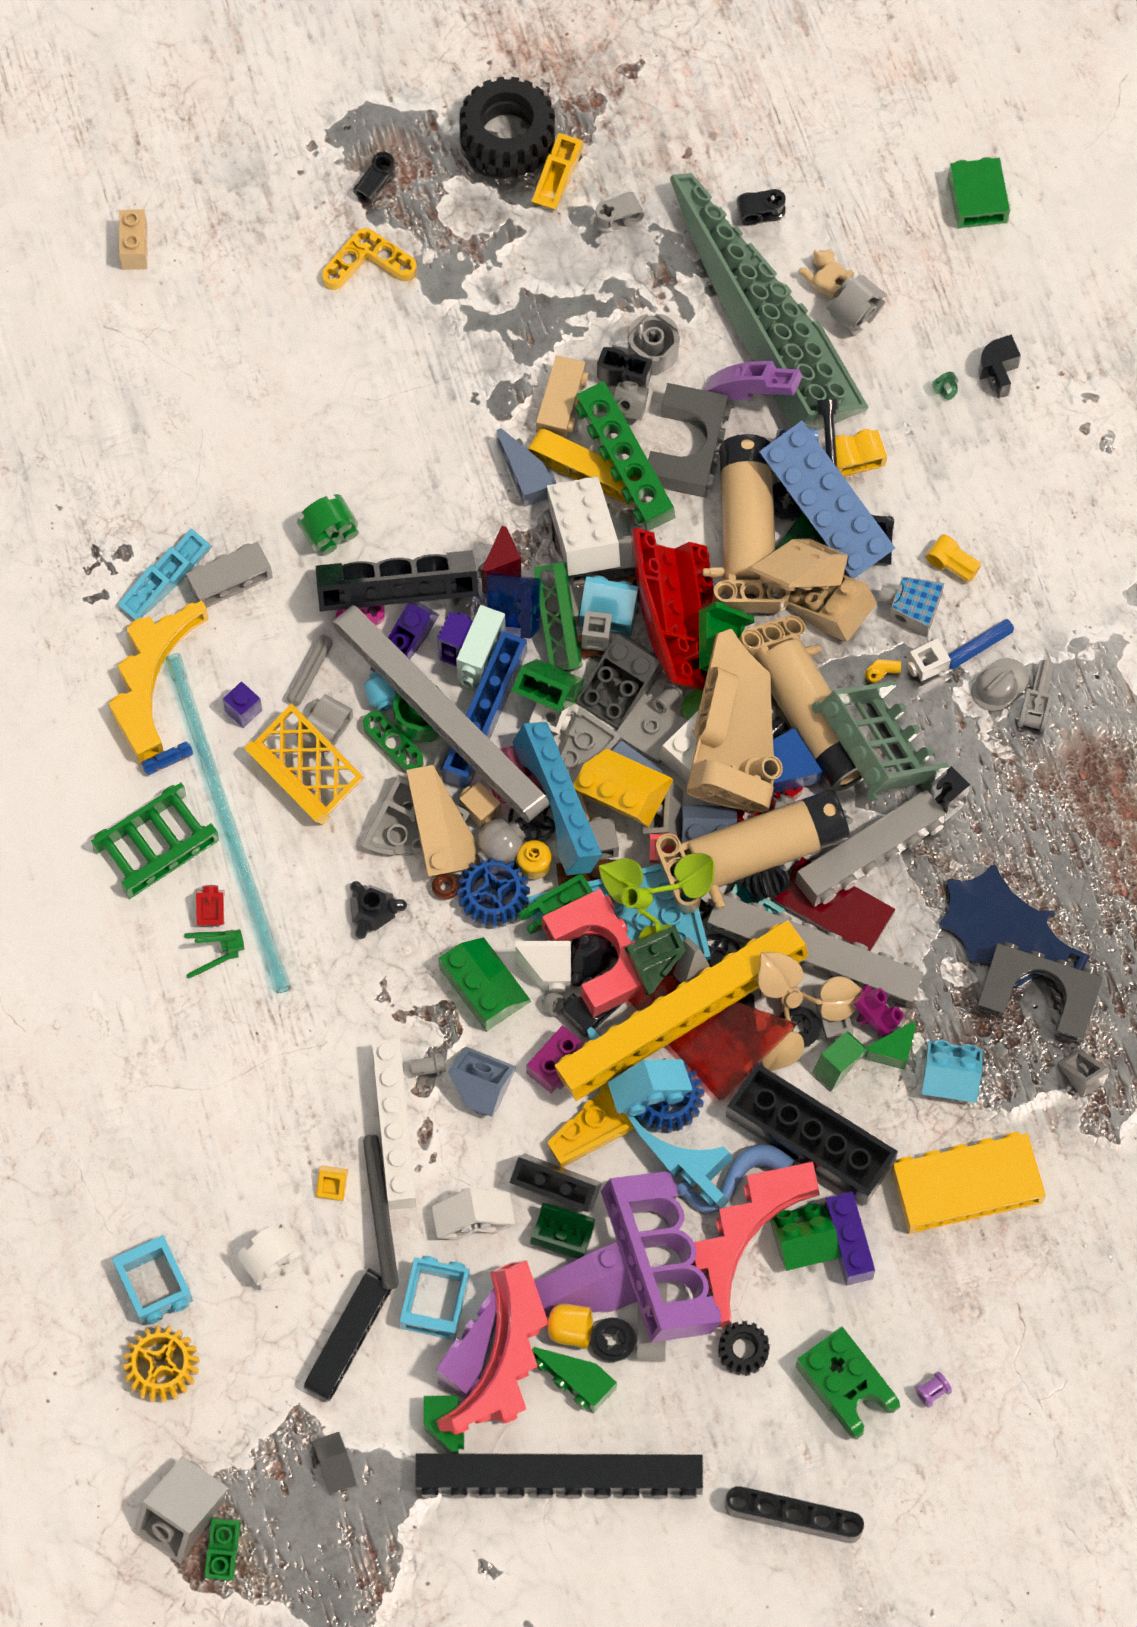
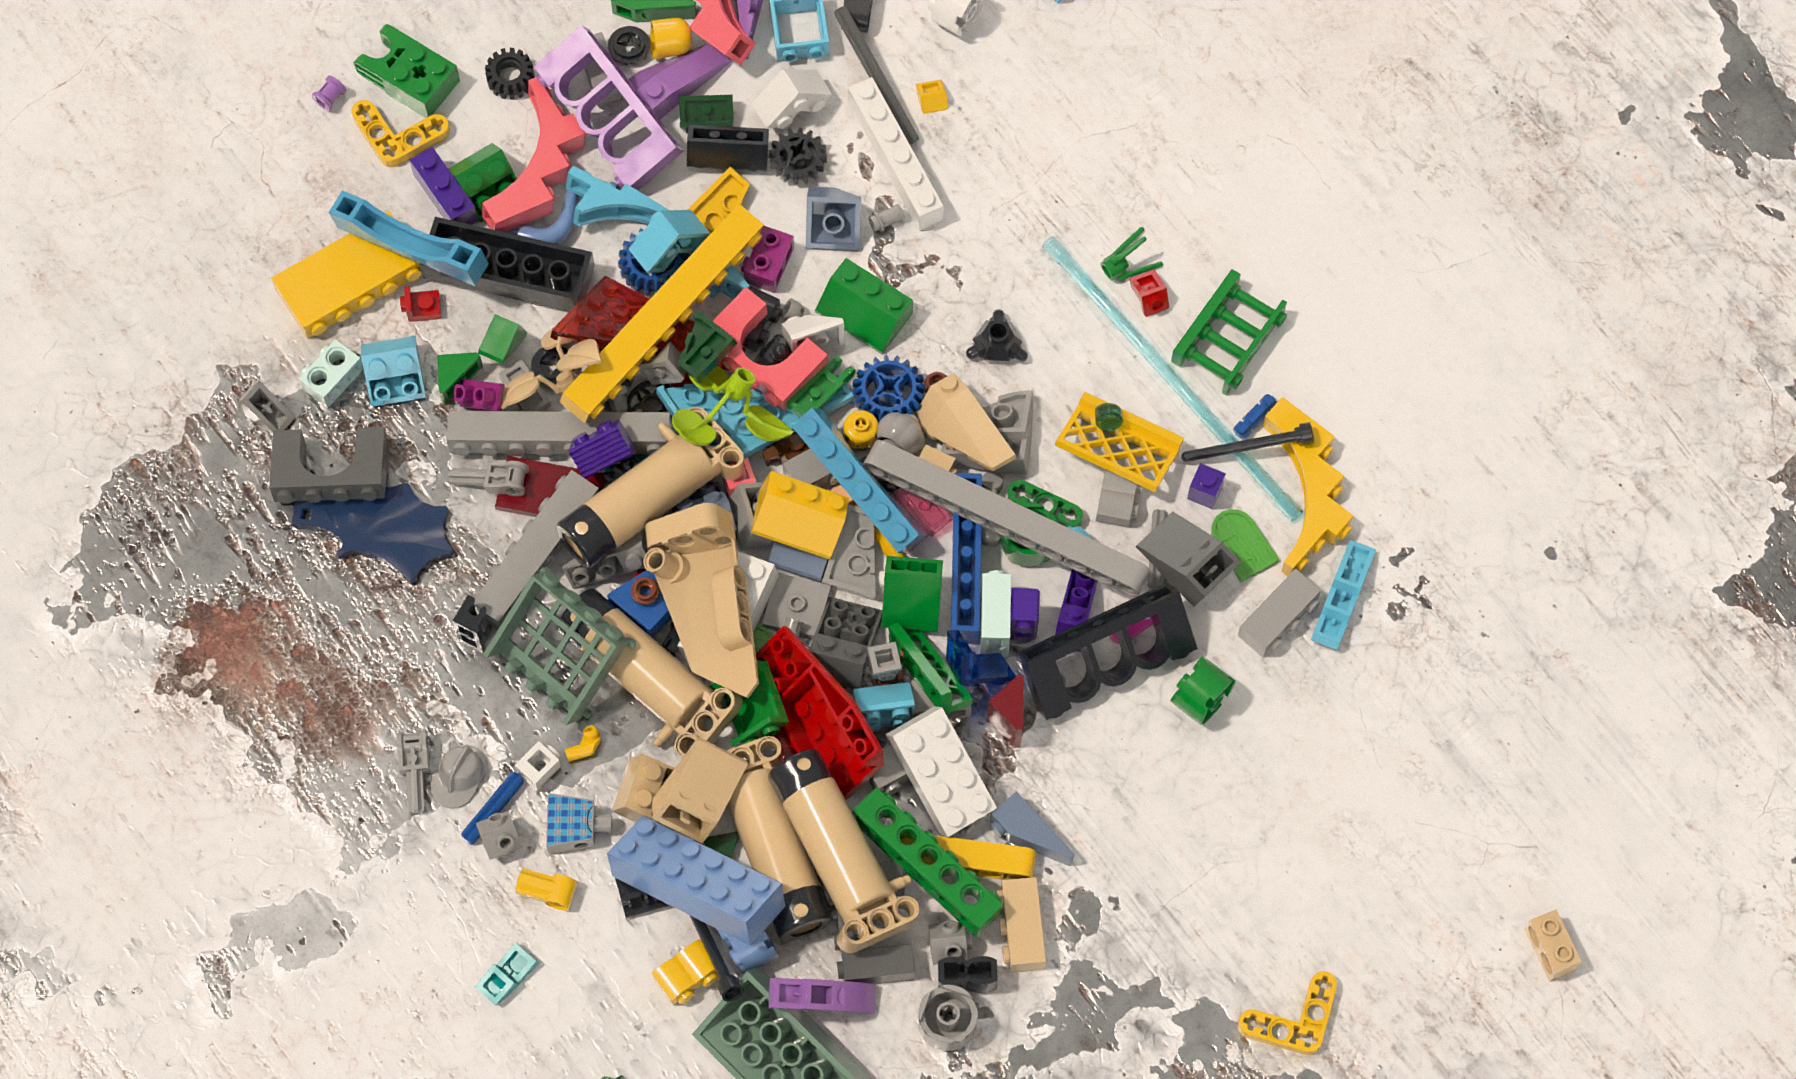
camera: 160 degrees right, 0 degrees up
(138, 707) = (1301, 434): none -> black piece
(232, 652) = (1245, 541): none -> bright green window
(288, 640) = (1188, 557): none -> slope
(306, 781) = (1108, 416): none -> clear green tile
(497, 1148) = (797, 147): none -> black gear
(696, 477) = (840, 852): none -> tan piece
(783, 902) = (601, 448): none -> dark purple brick
(791, 751) = (645, 583): none -> copper plate
(877, 1314) = (398, 142): none -> yellow beam
(884, 928) = (496, 479): none -> light grey connector
(905, 1132) = (421, 305): none -> red bracket
(927, 1195) = (442, 254): none -> dark azure arch
(980, 611) = (500, 834): none -> light grey brick
(1008, 1082) = (336, 376): none -> light aqua brick
(1009, 505) = (507, 974): none -> slope

